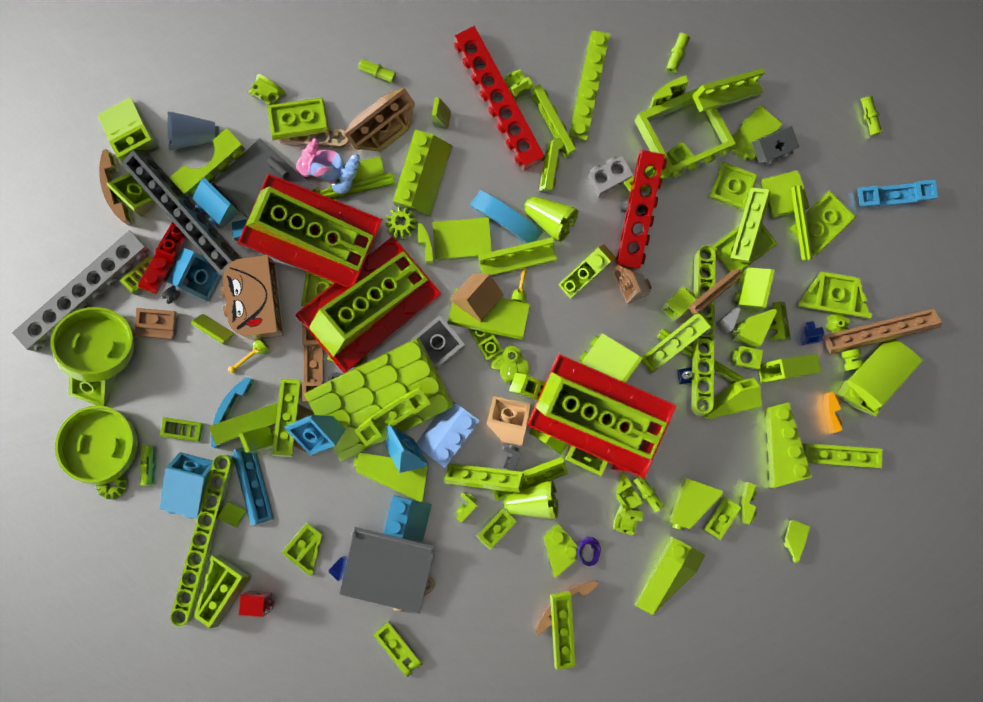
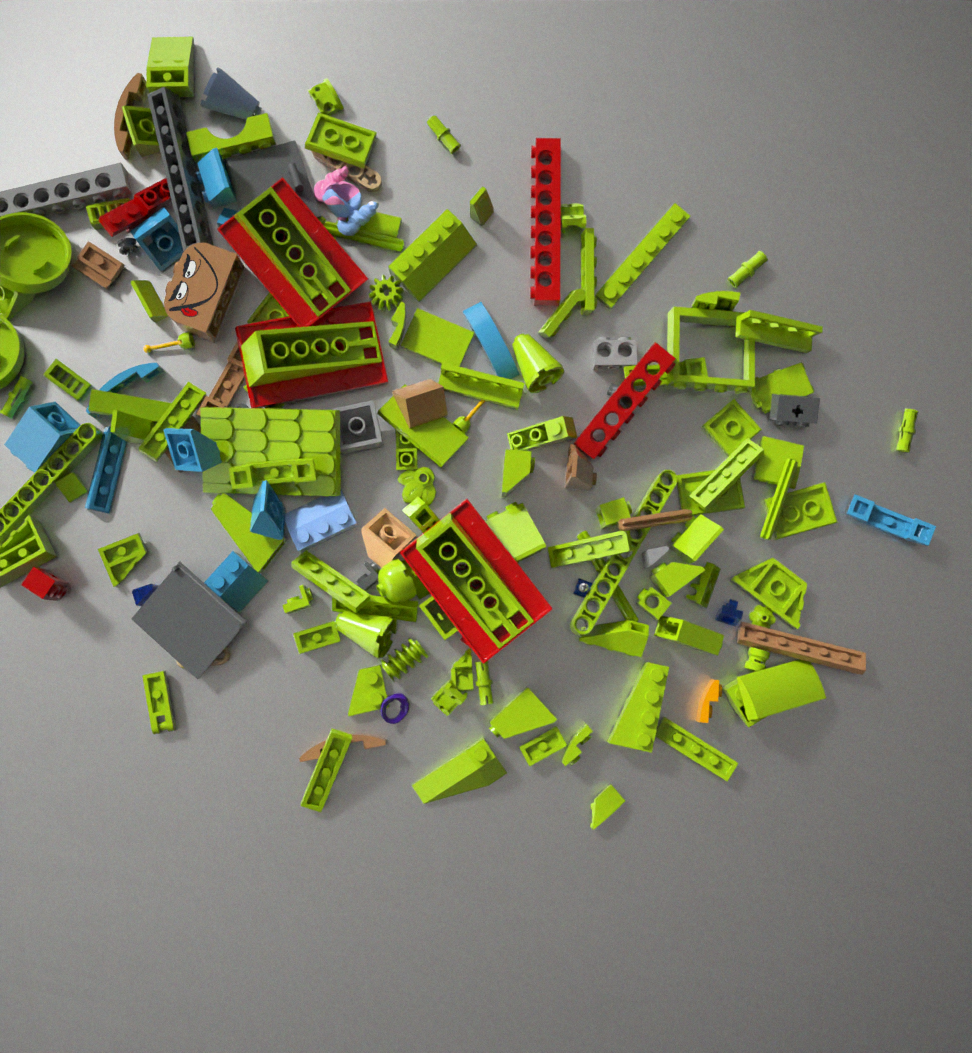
camera: 25 degrees right, 0 degrees up
(381, 121) = (419, 185): medium nougat wedge -> none
(536, 451) = (395, 583): none -> lime cylinder
(575, 508) = (404, 659): none -> lime piece
(582, 309) = (517, 467): none -> lime slope

